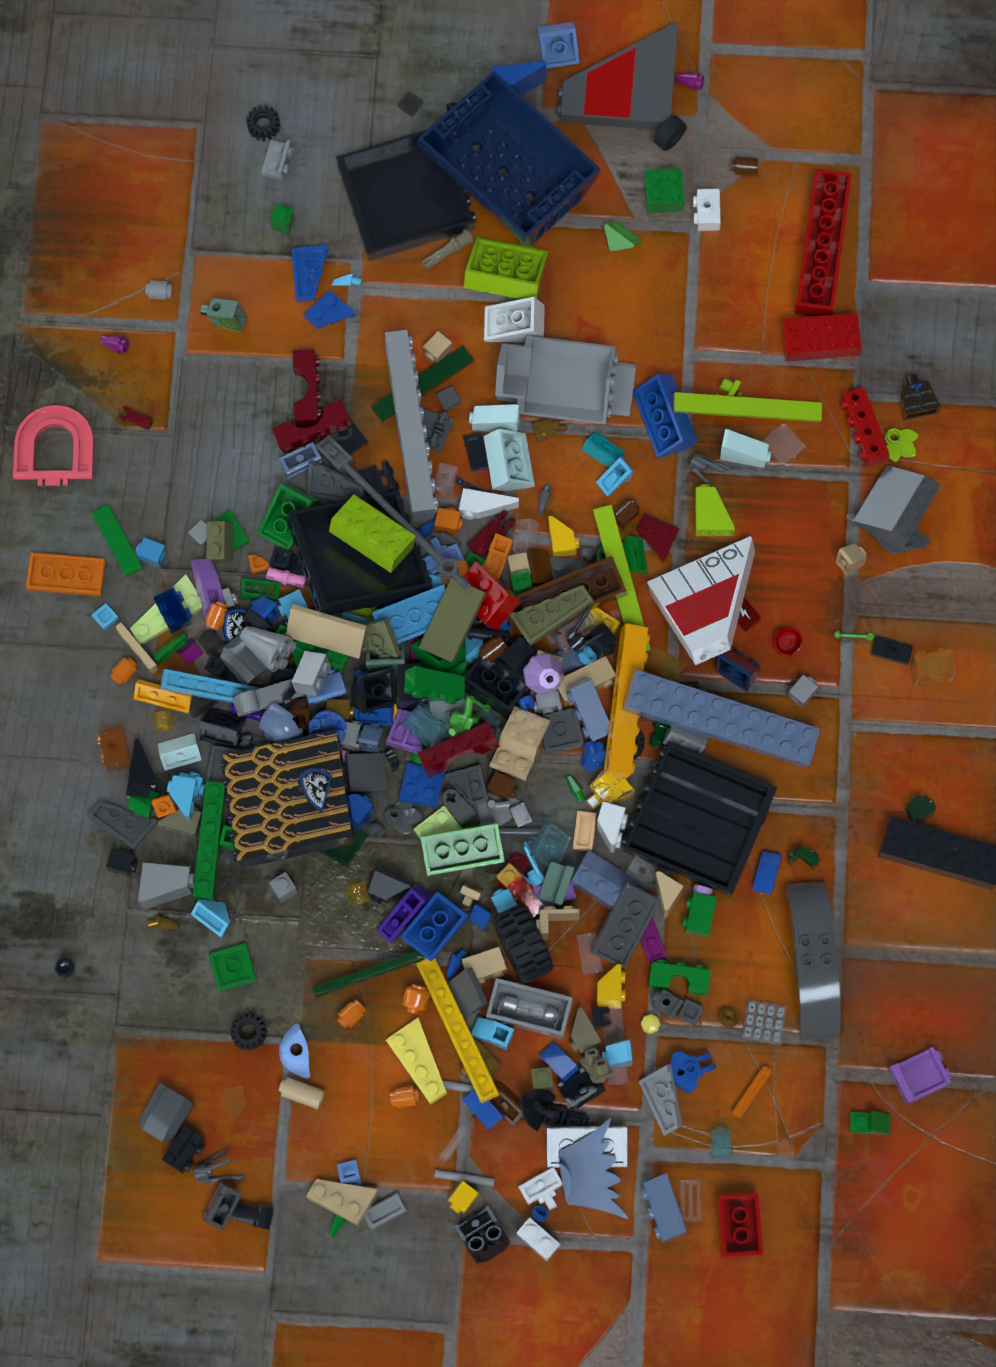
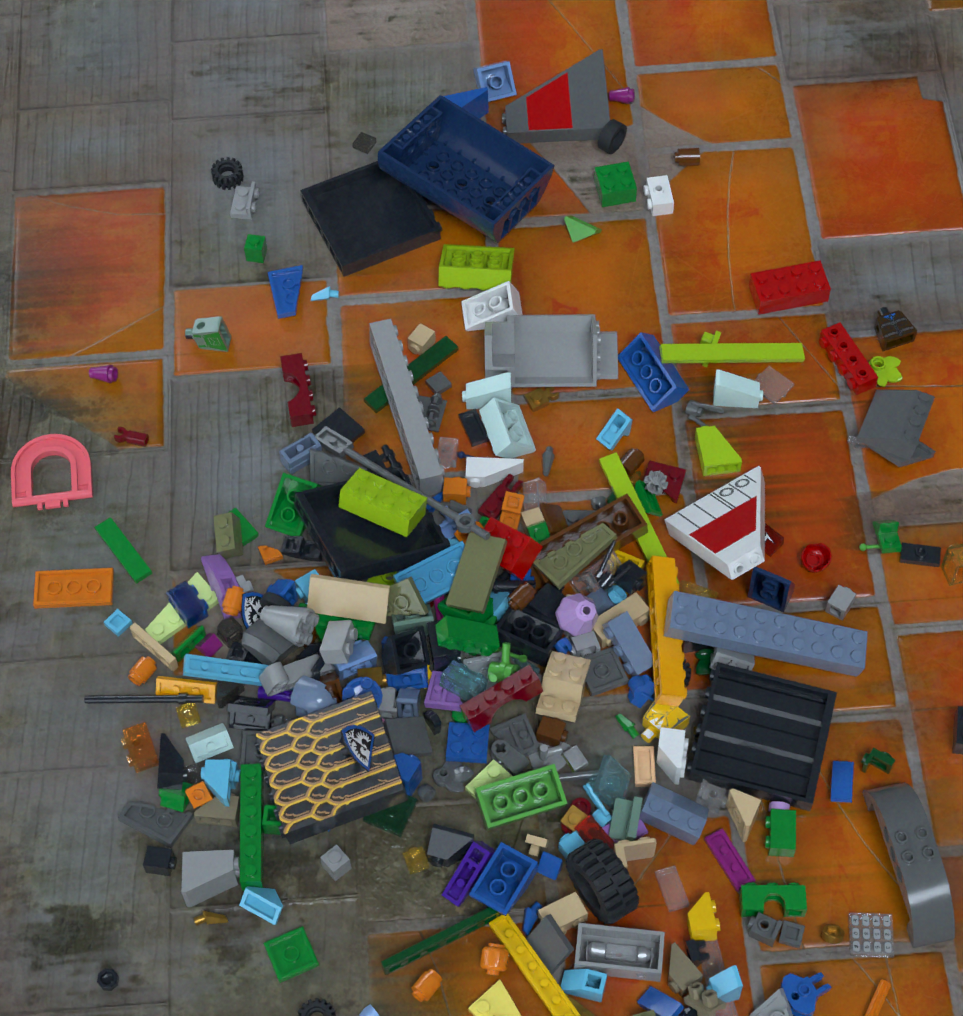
camera: 10 degrees left, 15 degrees down
(151, 552) = (159, 555): dark azure brick -> none
(158, 705) = (182, 698): none -> black bar
(159, 290) = (142, 322): light grey brick -> none
(199, 532) = (206, 533): light grey tile -> none
(243, 595) = (262, 584): green slope -> none
(286, 577) = (299, 562): bright pink pin -> none
(328, 311) = (310, 322): blue wing -> none
(333, 419) = (328, 412): dark red arch -> none
(454, 245) = (424, 252): dark tan pin -> none
(562, 538) = (572, 492): yellow slope -> none
(602, 449) = (595, 410): teal slope -> none
(625, 925) = (706, 851): dark grey tile -> none
(645, 541) = (656, 482): none -> light grey gear
(650, 1024) = (750, 953): light yellow tile -> none
(823, 243) = (774, 208): red brick -> none
(851, 558) = (860, 475): tan slope -> none
(863, 626) = (887, 535): none -> green slope

